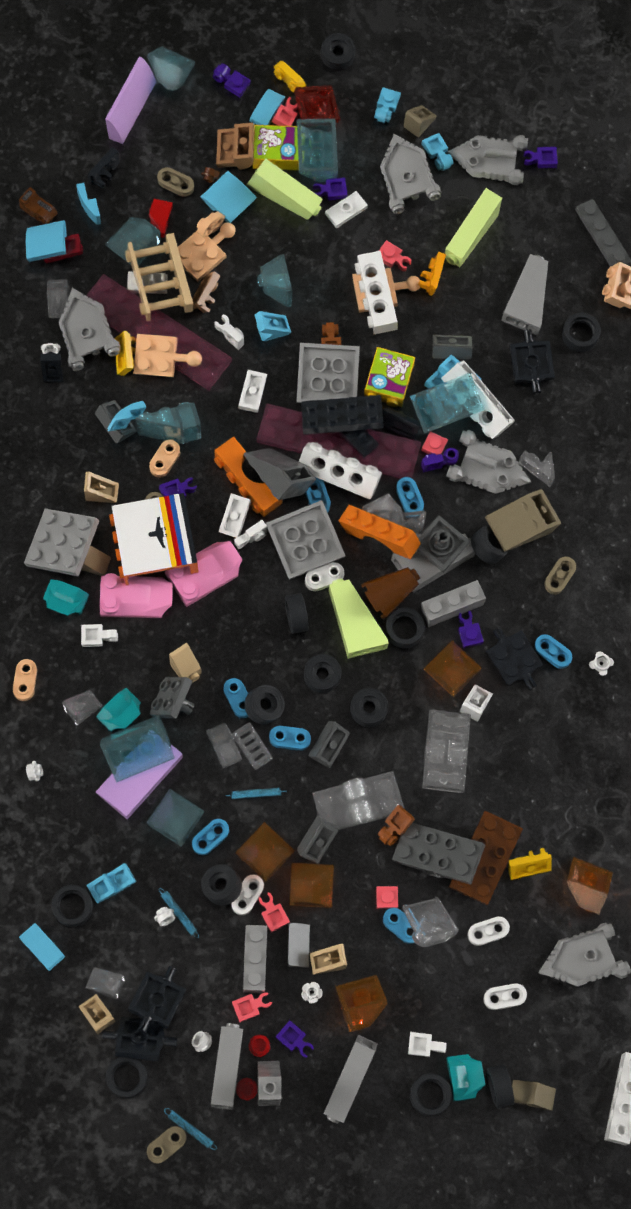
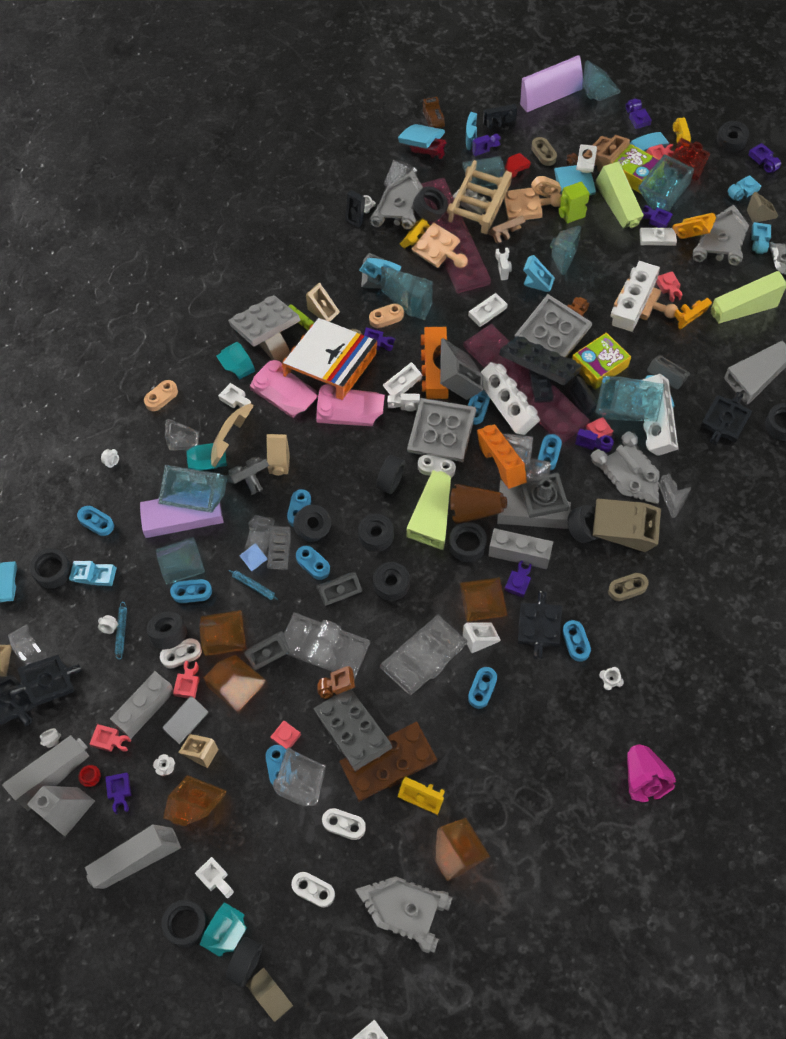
camera: 45 degrees right, 10 degrees down
(73, 836) = (97, 520): none -> dark azure plate
(102, 515) = (304, 319): none -> lime axle
(112, 212) = (483, 144): none -> dark purple plate
(116, 326) = (424, 210): none -> black tyre
(130, 695) = (219, 445): none -> tan slope
(230, 176) = (583, 164): none -> white bracket
(238, 769) = (253, 557): none -> light blue plate
(250, 226) = (573, 202): none -> lime brick
(375, 179) = (695, 226): none -> light orange bracket
(379, 56) = (762, 154): none -> dark purple plate
(509, 745) = (482, 688): none -> dark azure plate

